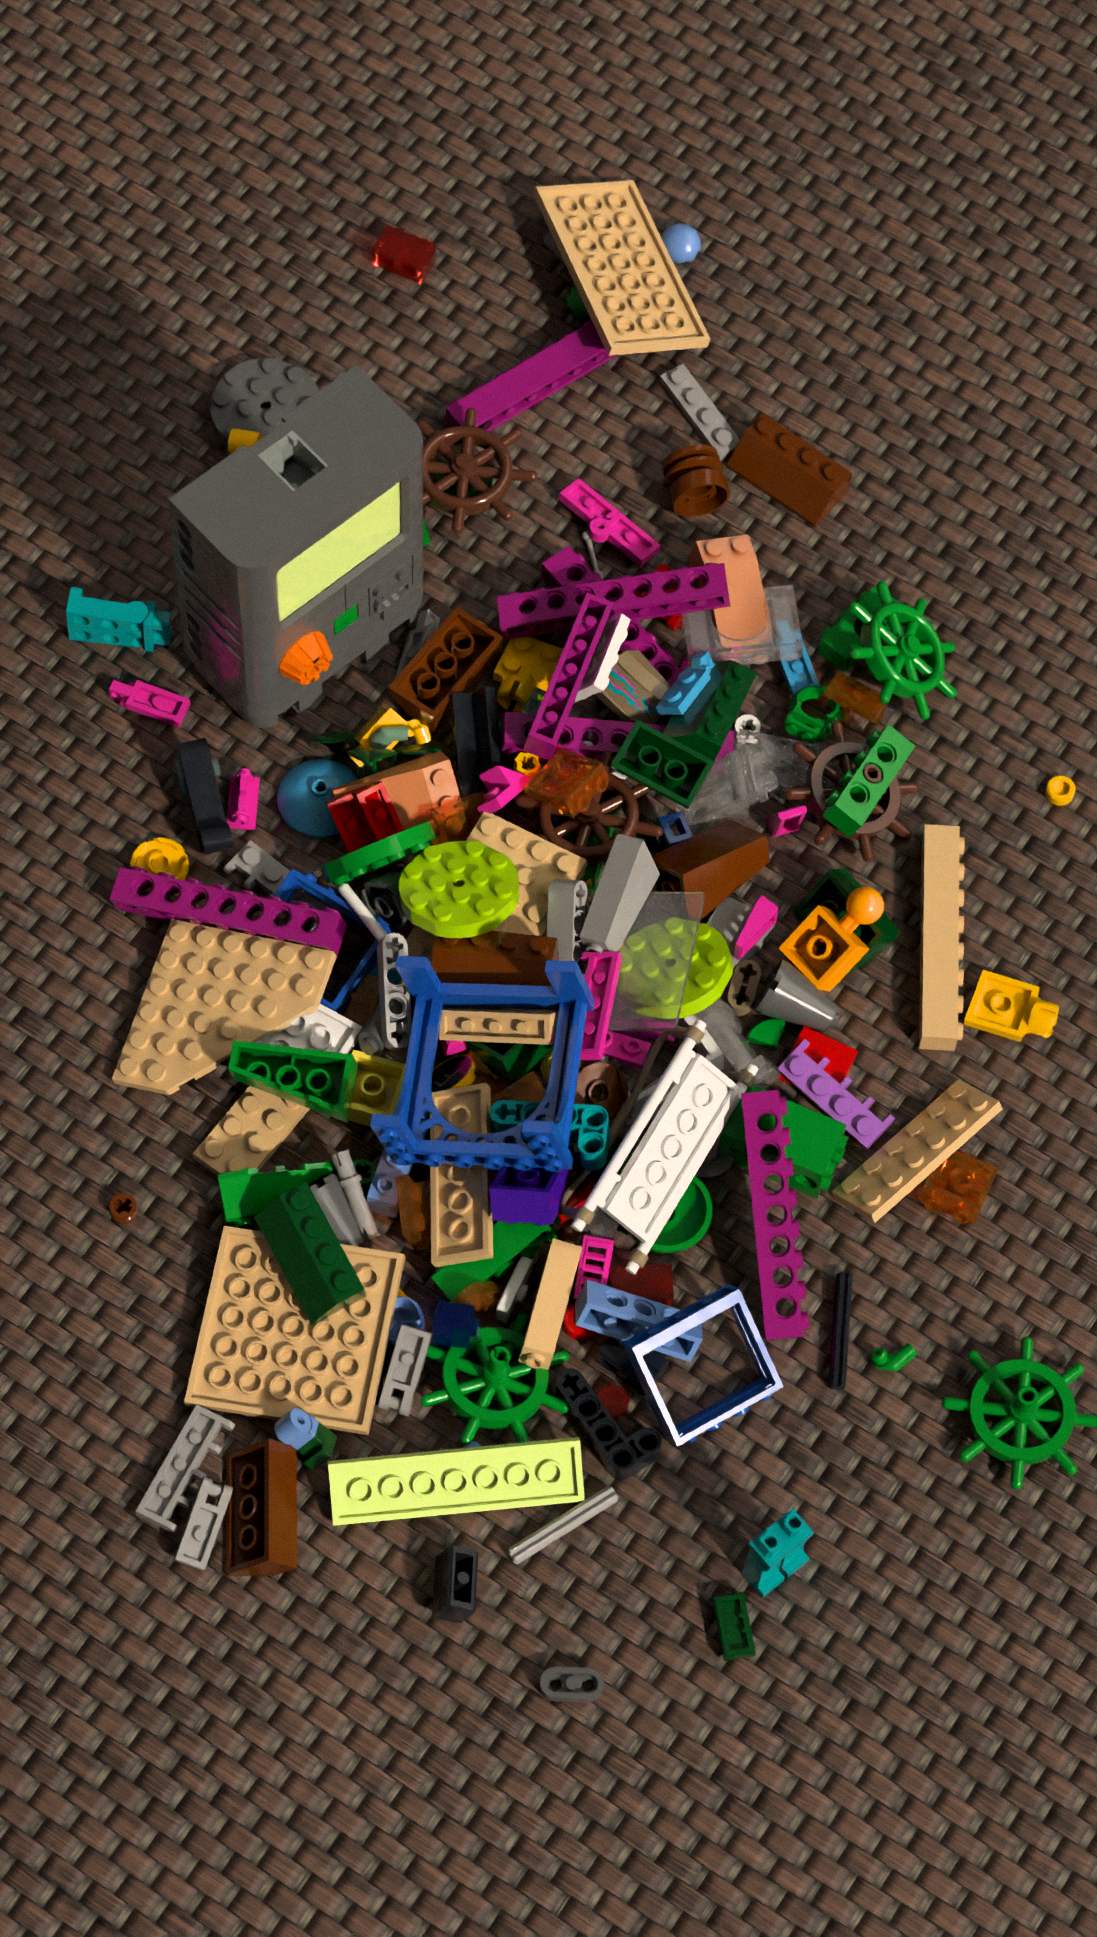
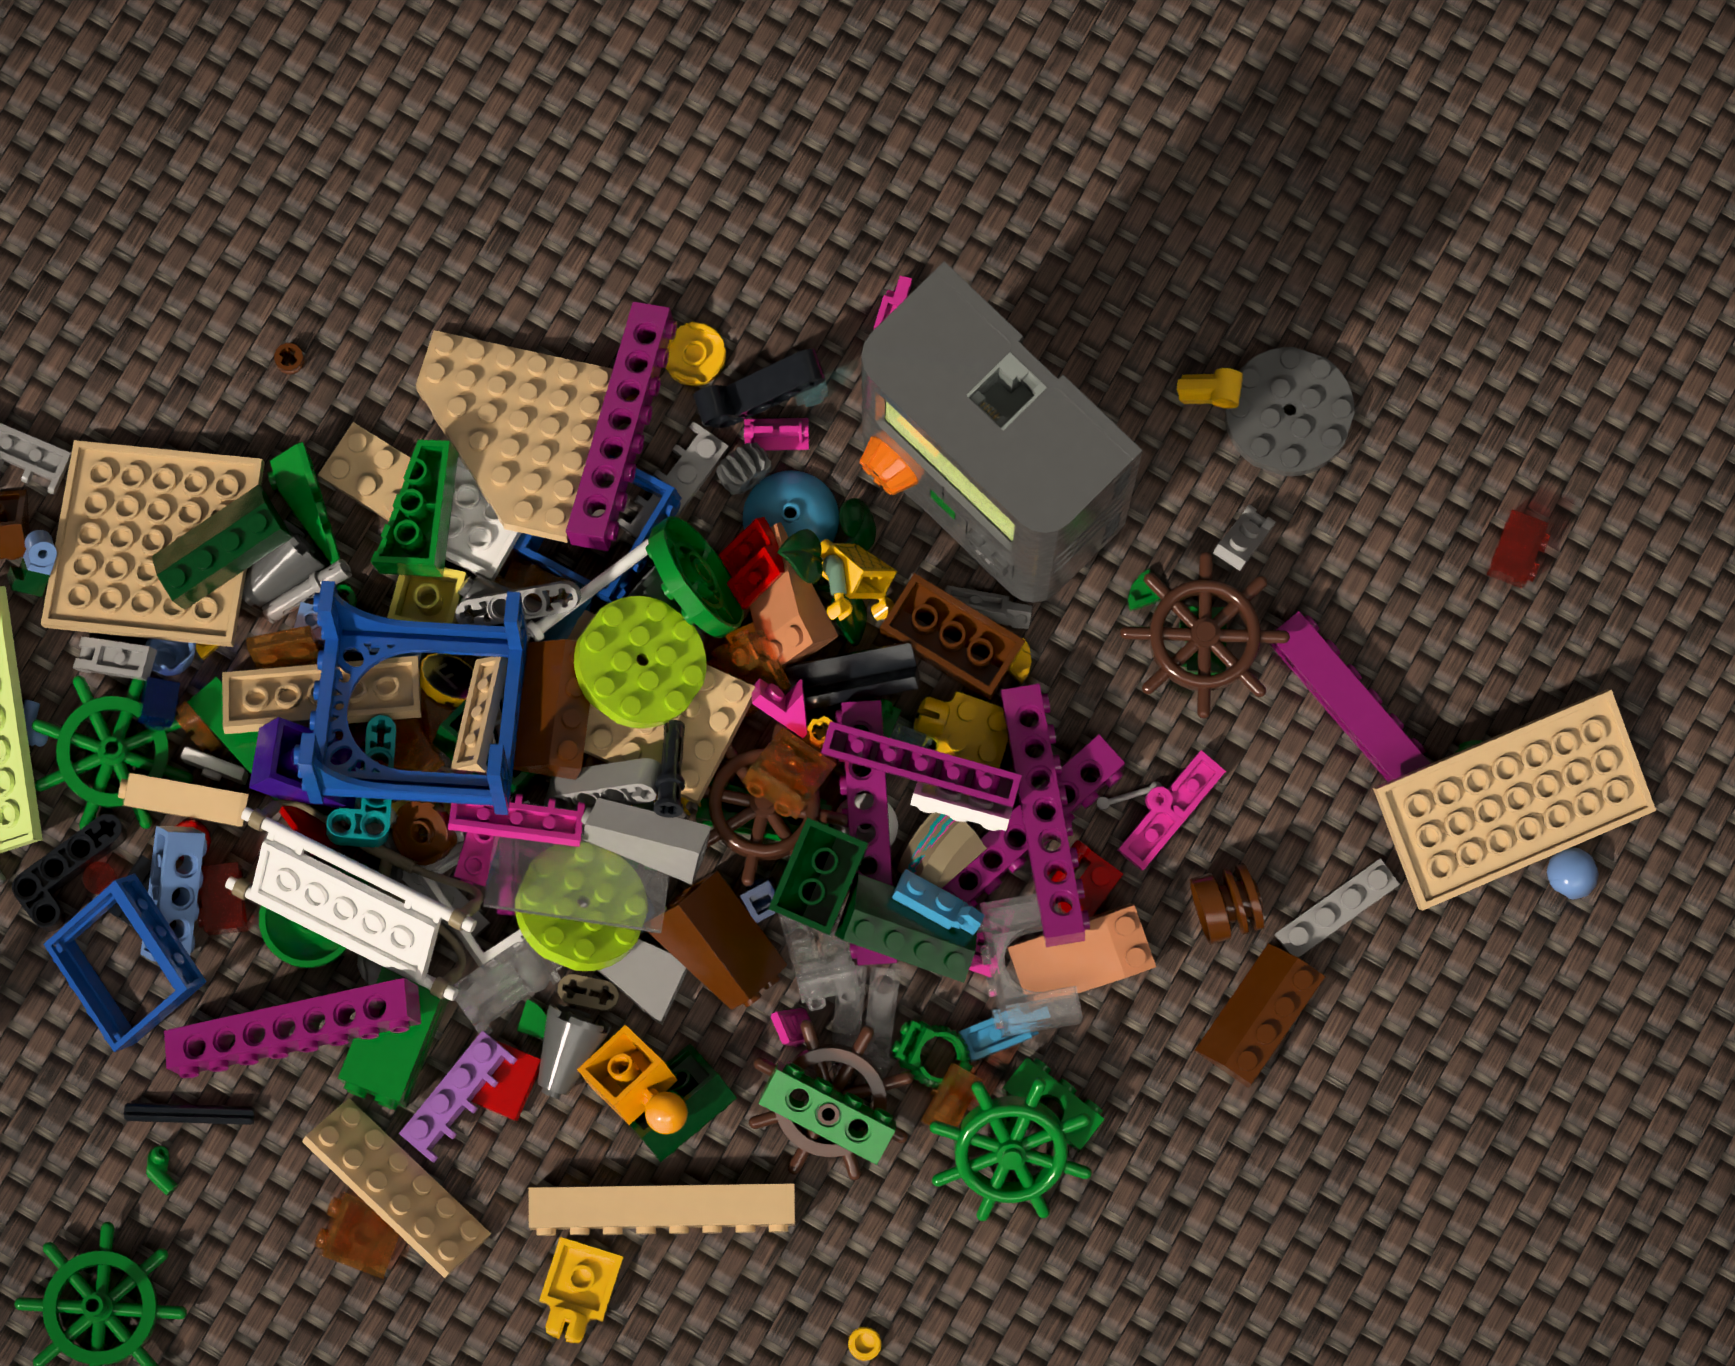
camera: 90 degrees right, 15 degrees up
(117, 622) = (984, 231): teal hips -> none
(275, 822) = (744, 468): none -> dark grey gear
(573, 867) = (670, 781): none -> black pin
(598, 1242) = (219, 841): dark pink slope -> none
(745, 720) = (919, 991): white bush -> none
(758, 923) = (646, 997): dark pink slope -> none

